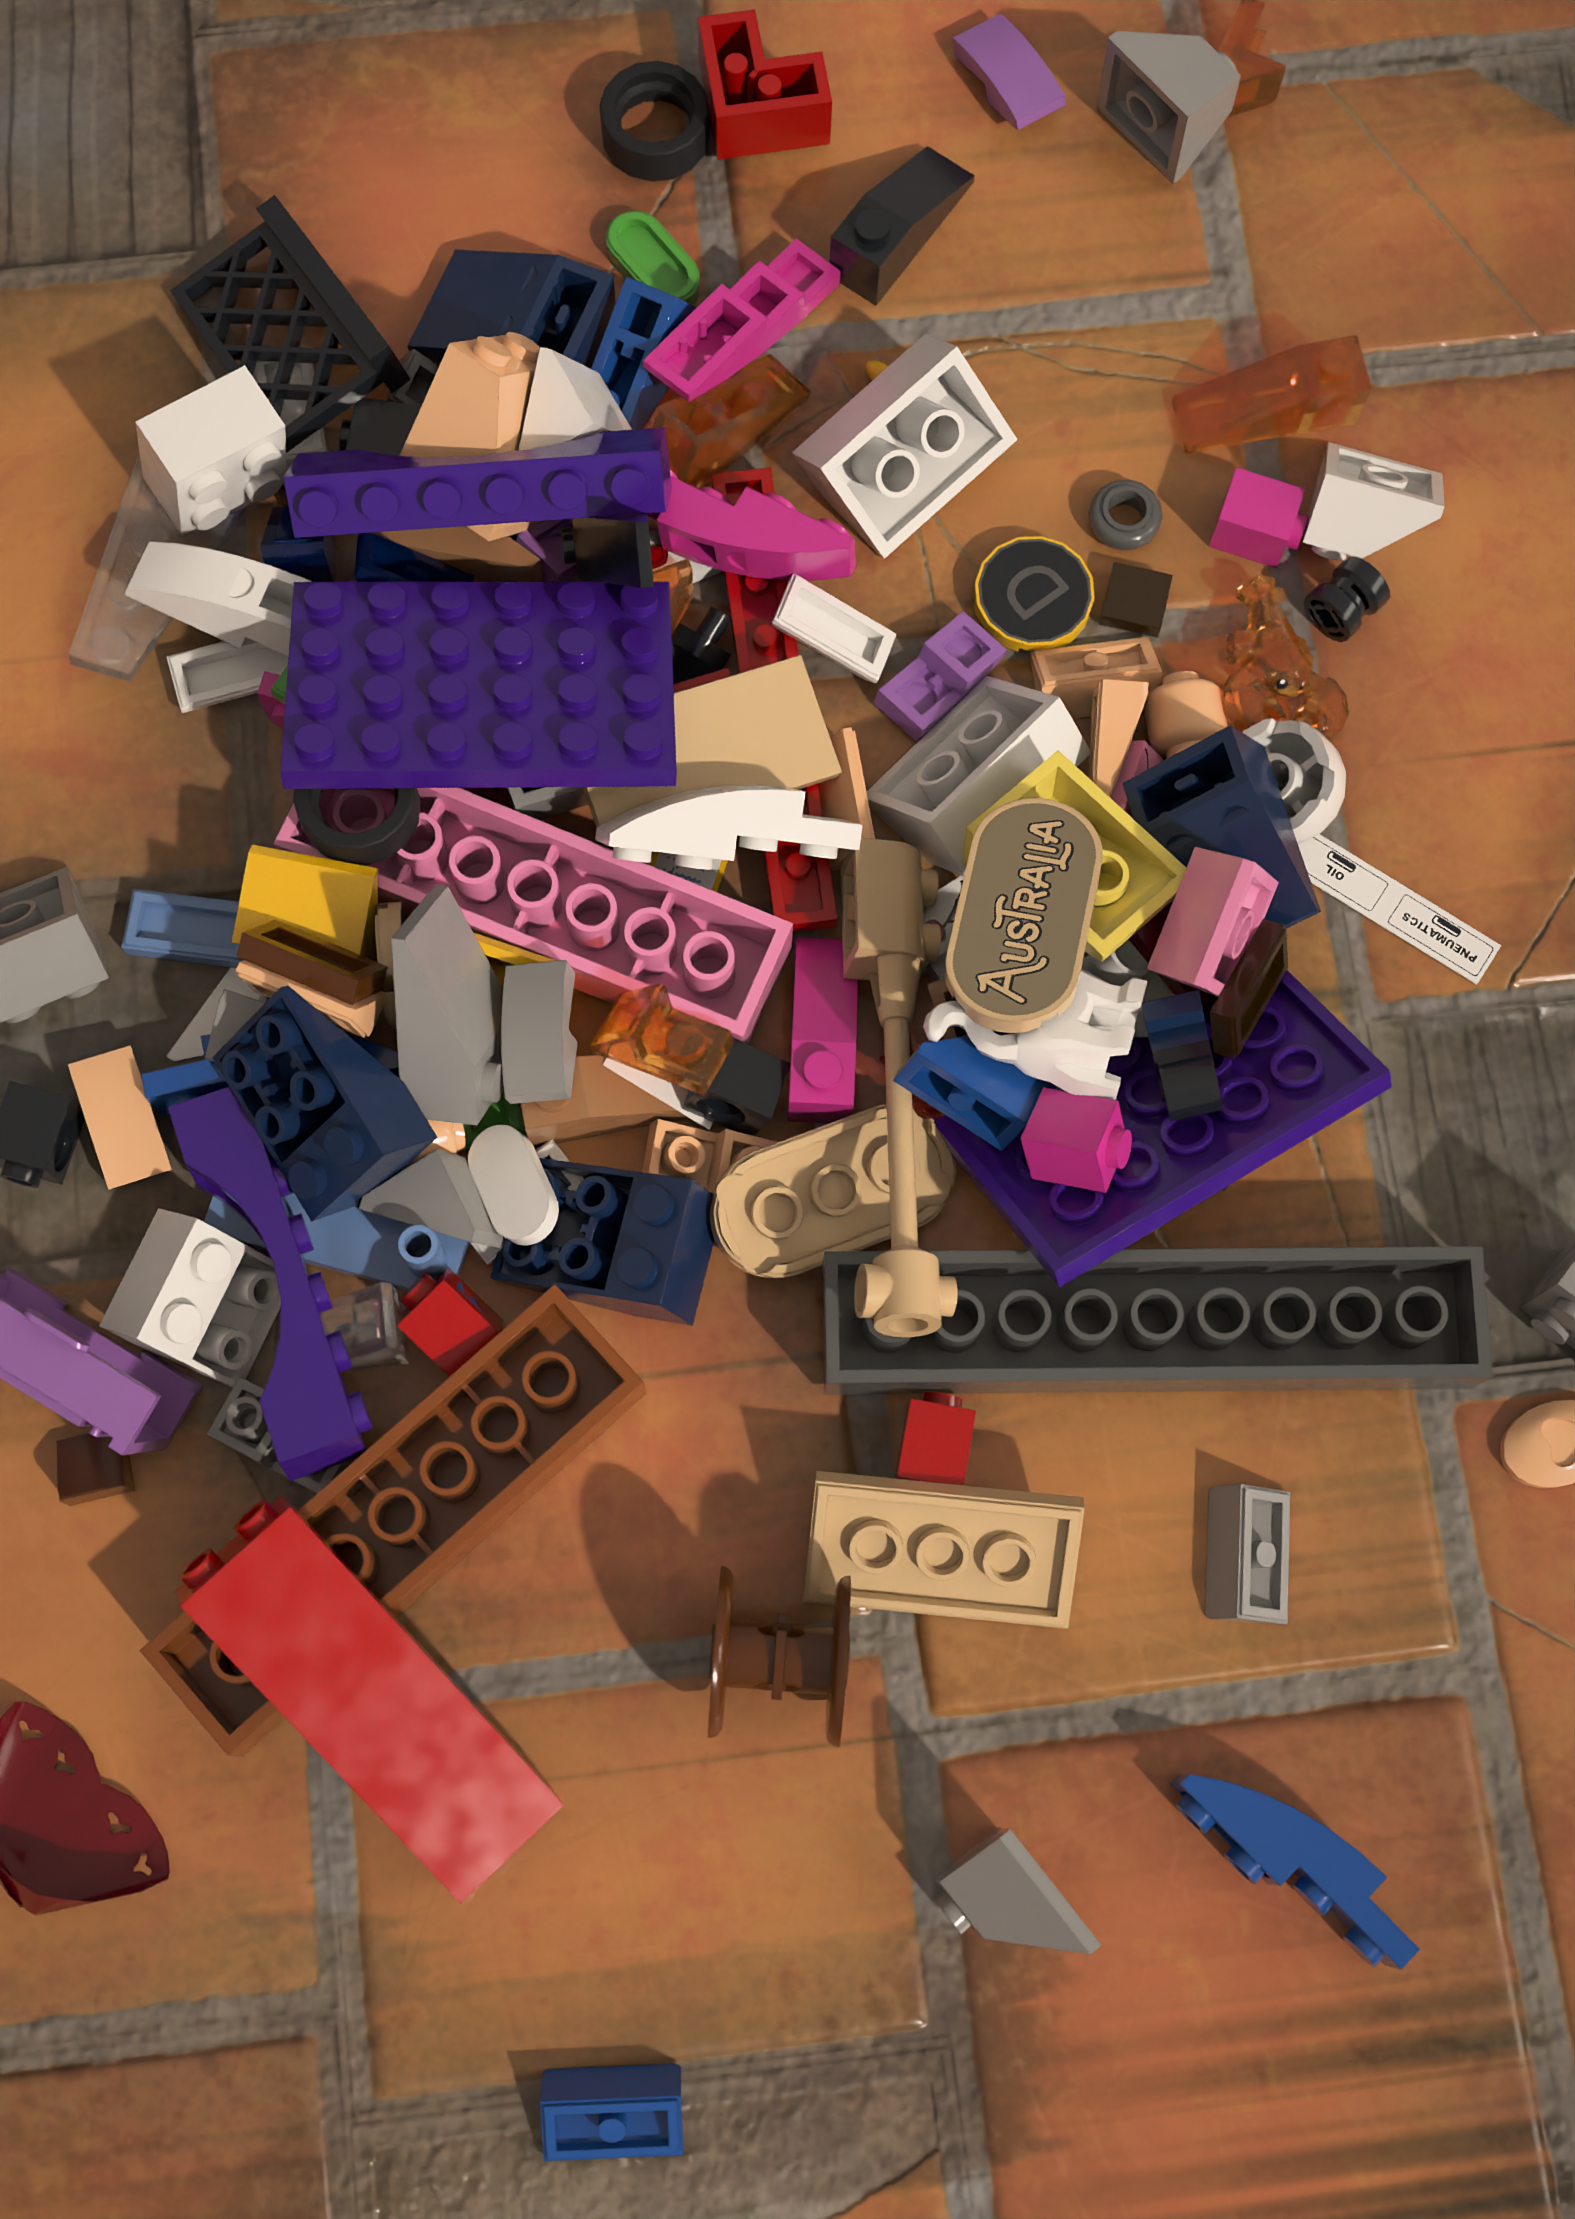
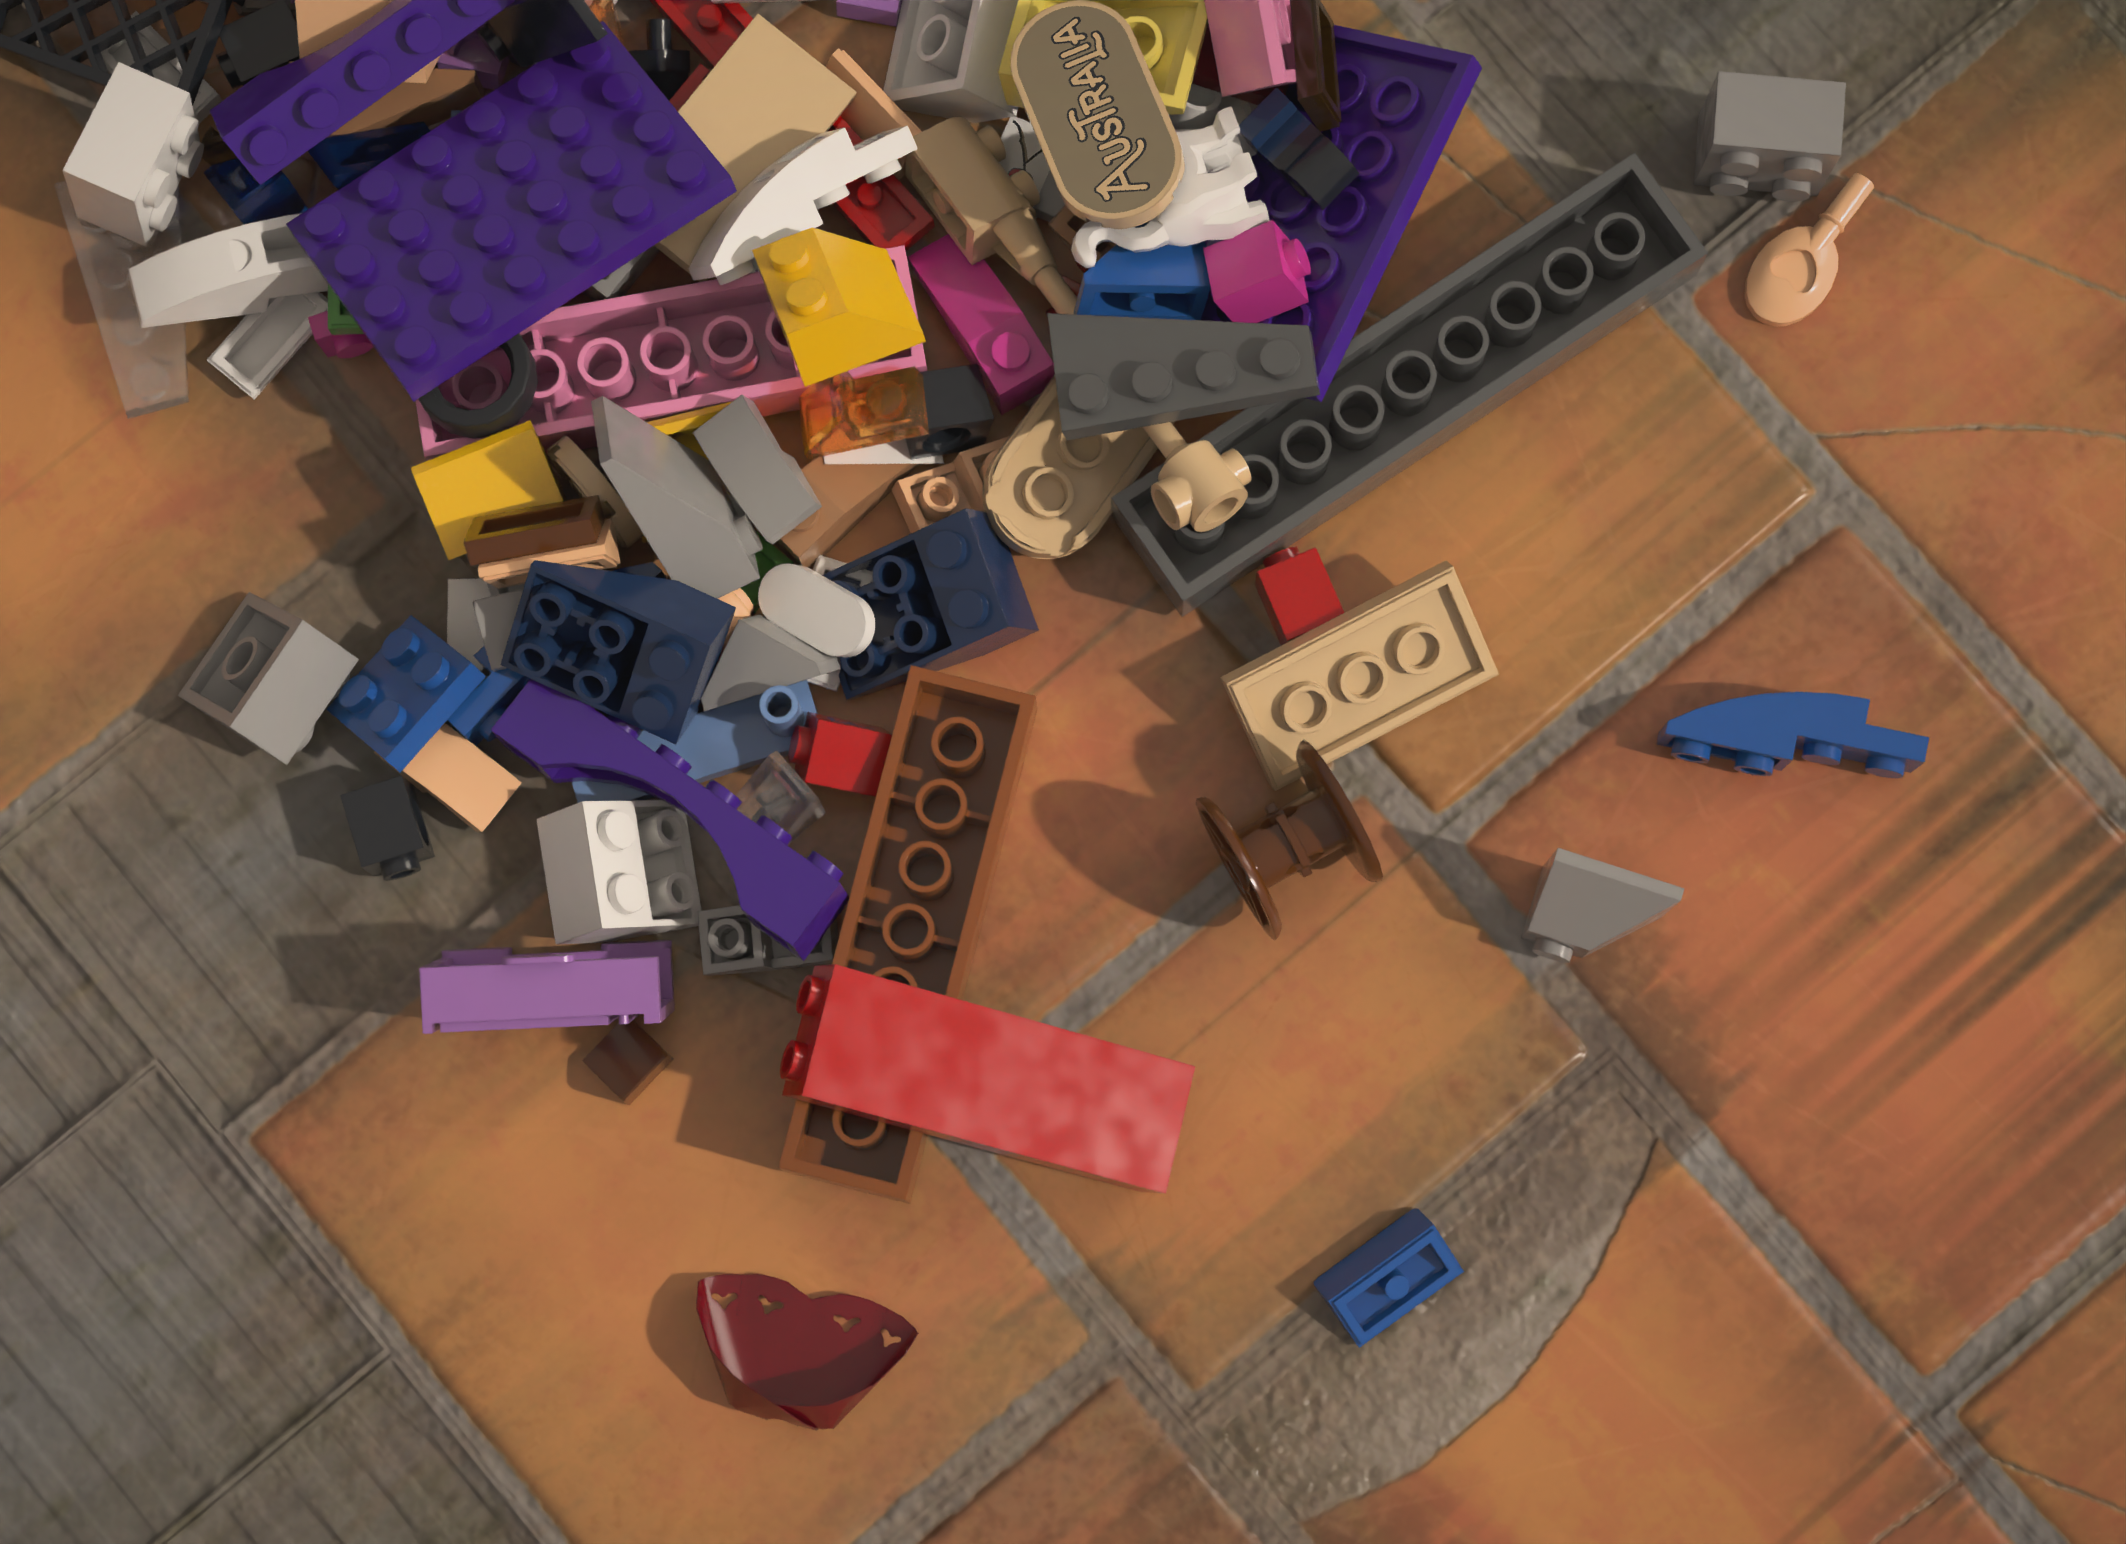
camera: 25 degrees left, 5 degrees up
(125, 1031) = (405, 692): none -> blue plate
(181, 928) = (391, 577): medium blue tile -> none
(695, 932) = (836, 302): none -> yellow slope
(938, 1170) = (1161, 371): none -> dark grey wing
(1247, 1554) = (1602, 523): light grey slope -> none

